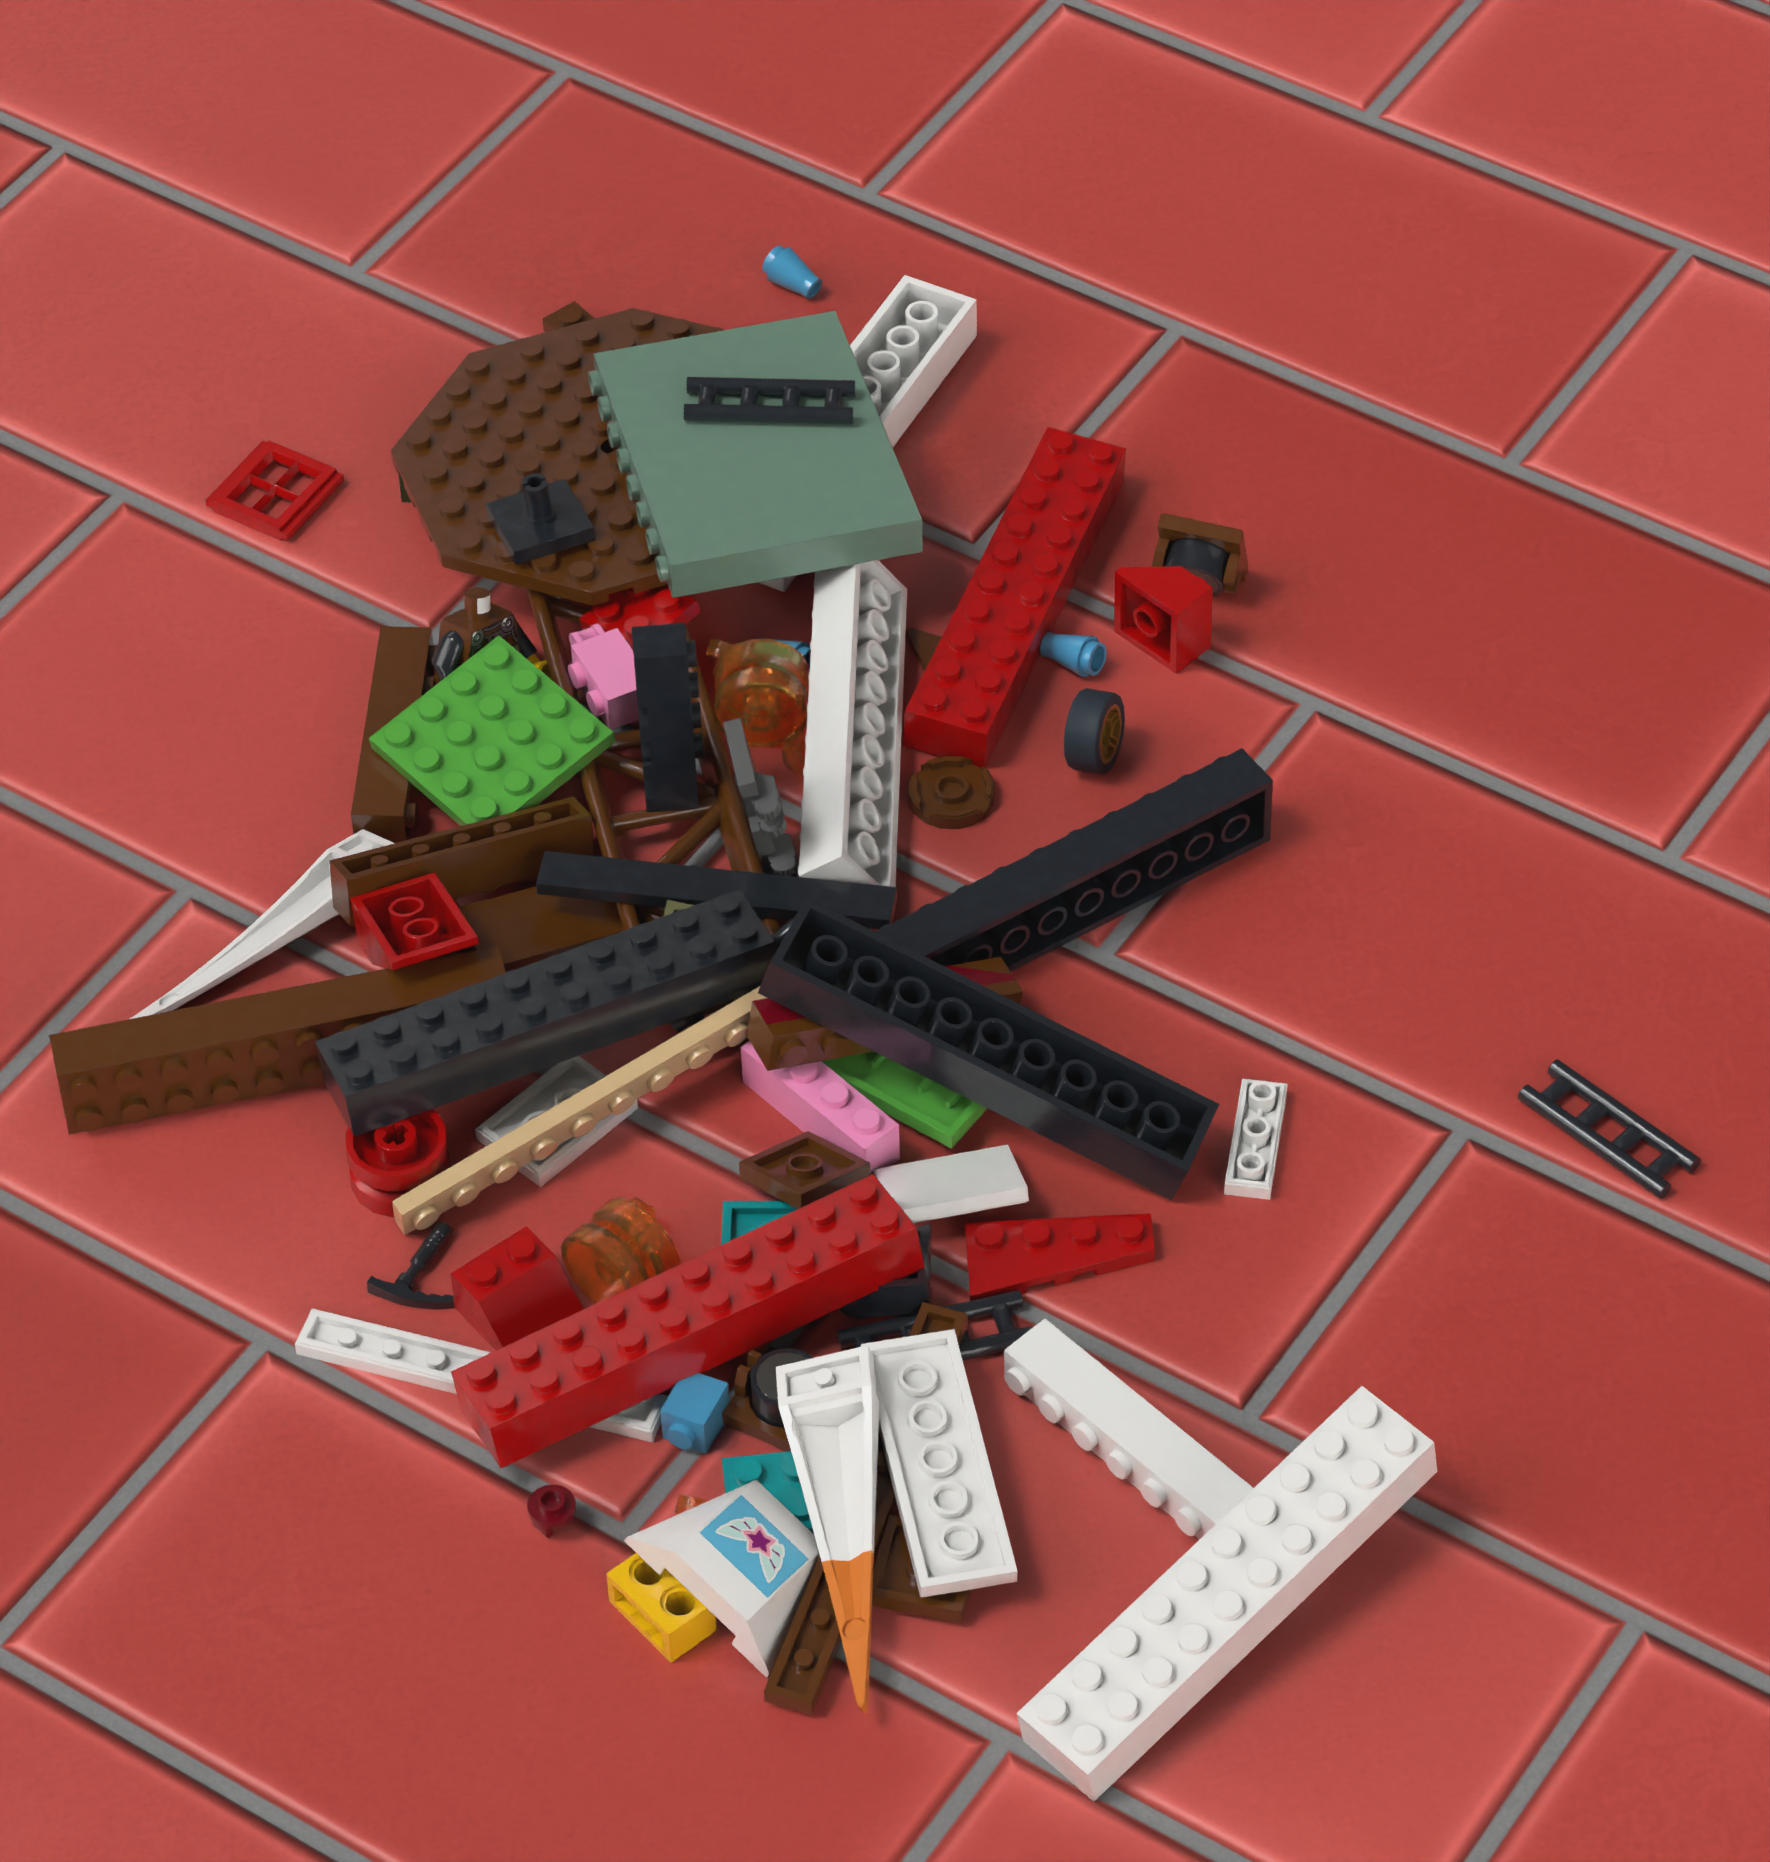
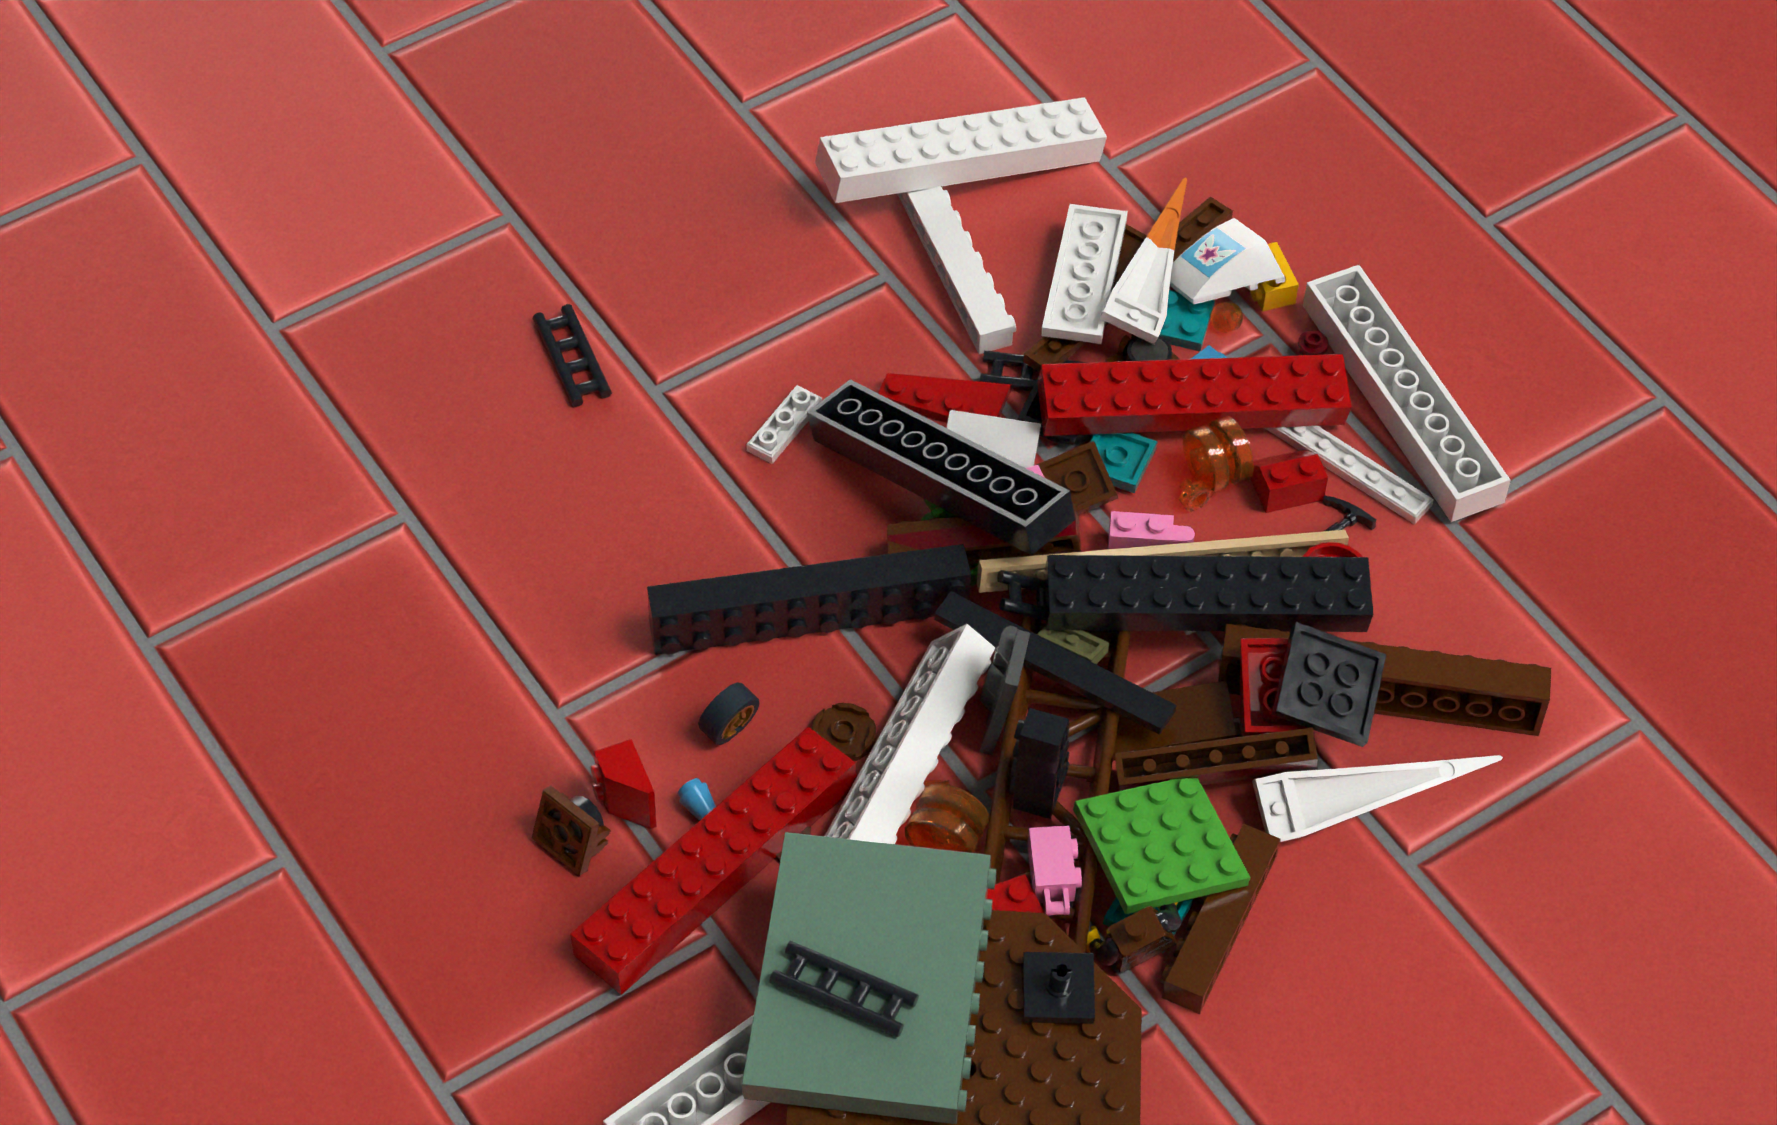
camera: 160 degrees left, 5 degrees up
(342, 926) = (1329, 684): none -> black plate
(391, 1471) = (1406, 393): none -> white brick
(676, 1136) = (1144, 529): none -> bright pink brick

